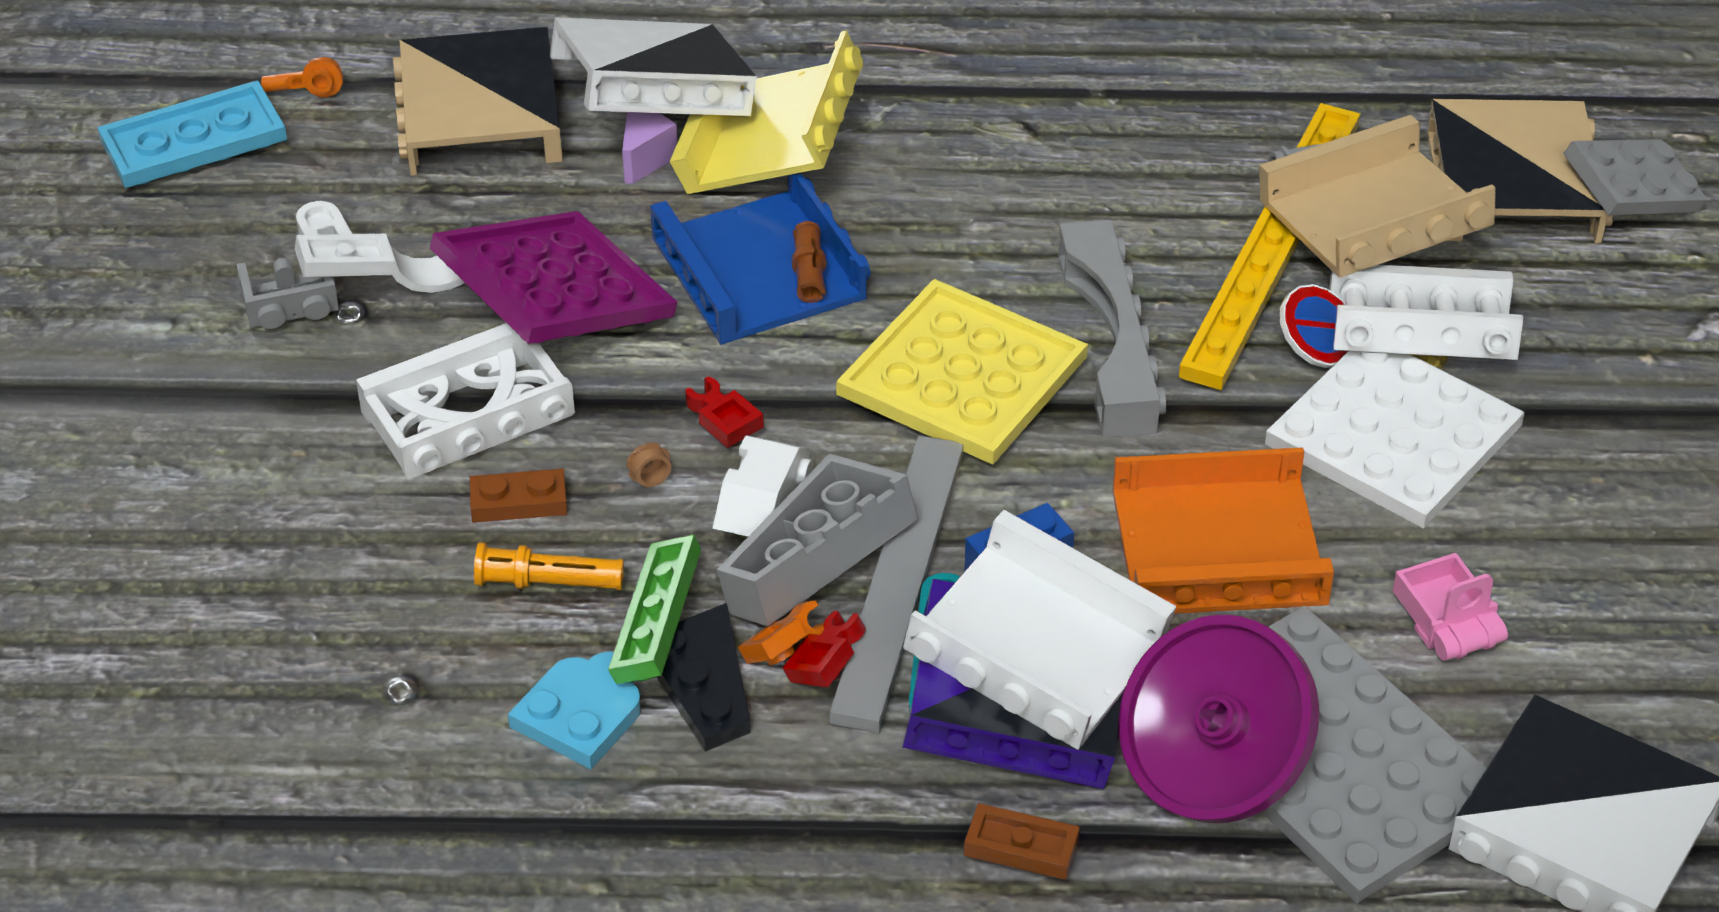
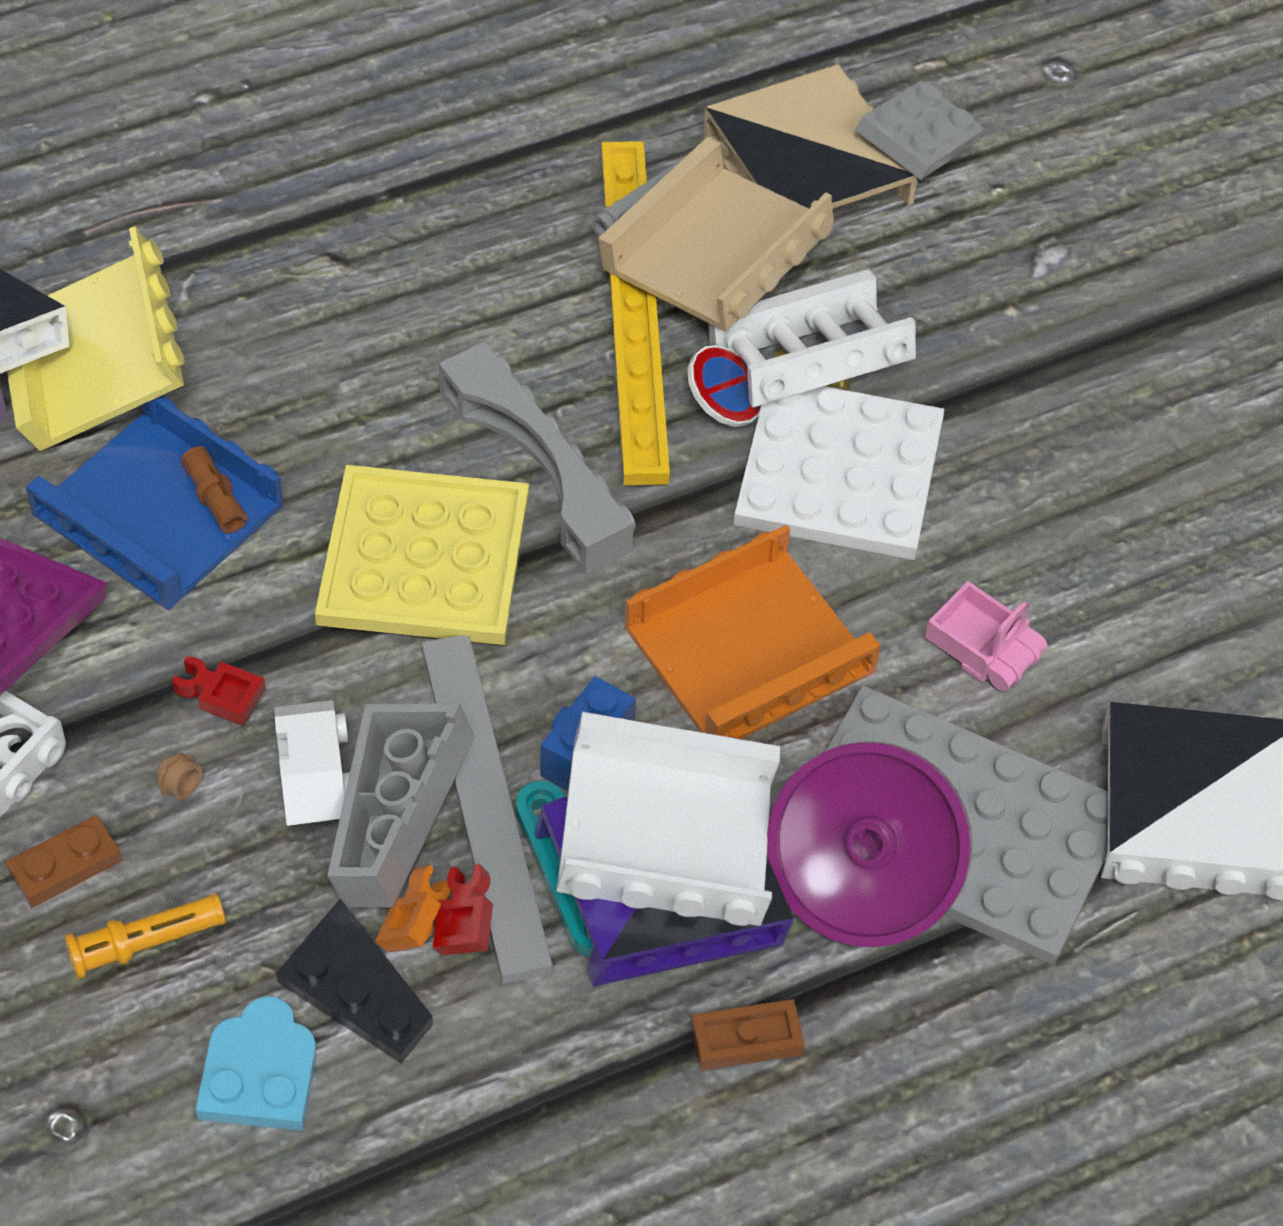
camera: 30 degrees left, 10 degrees up
(655, 610) = (280, 938): bright green plate -> none

